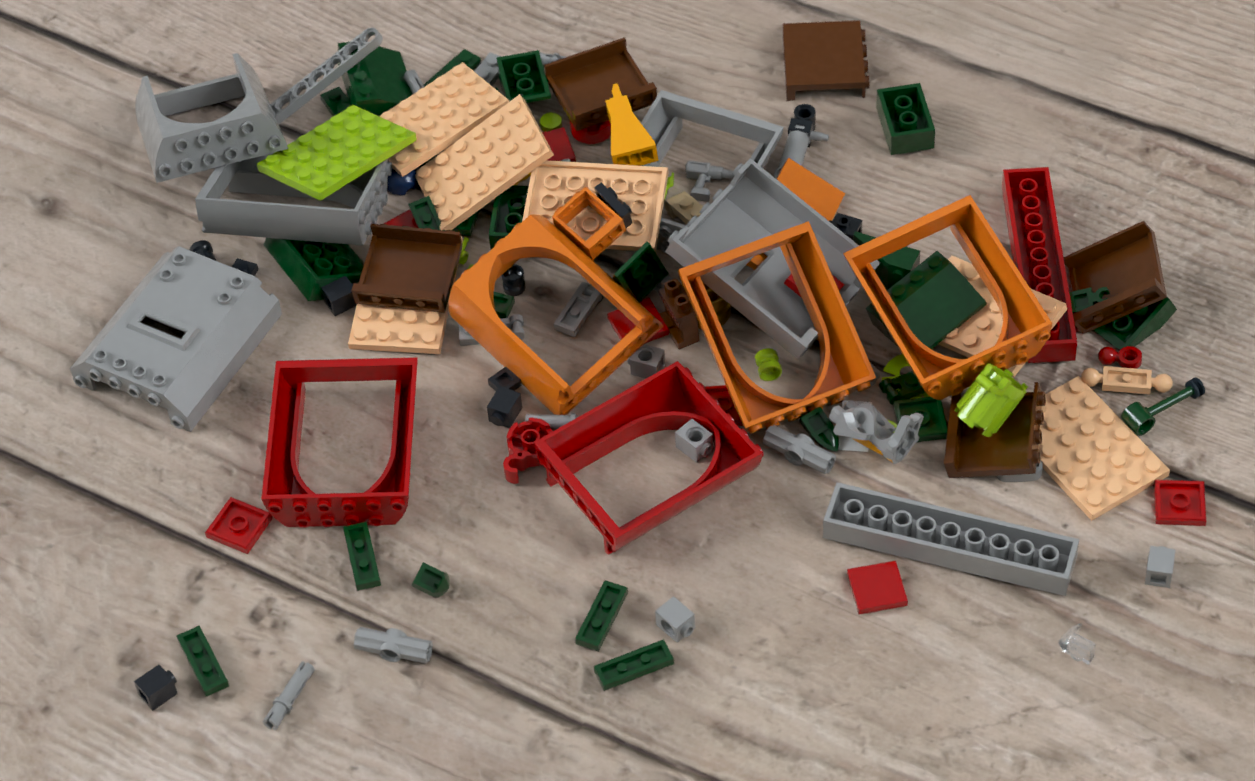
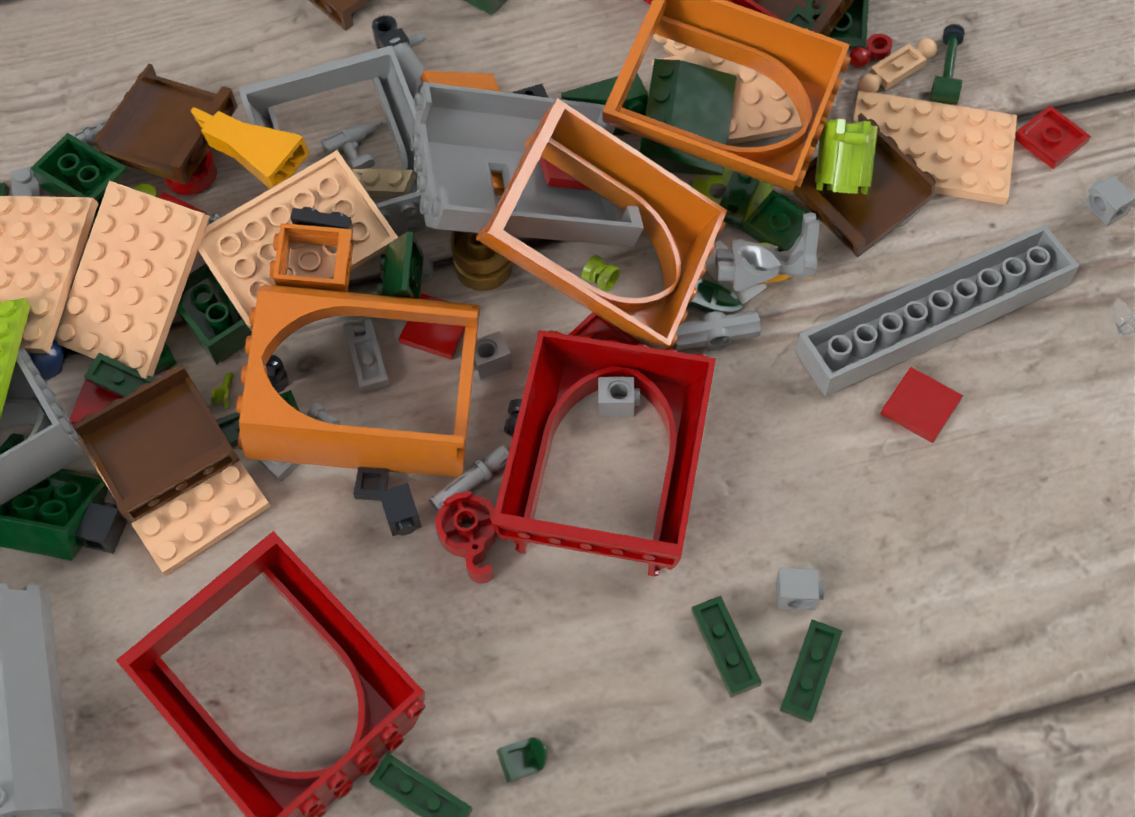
camera: 45 degrees left, 10 degrees up
(679, 314) = (478, 284): reddish brown hips -> none

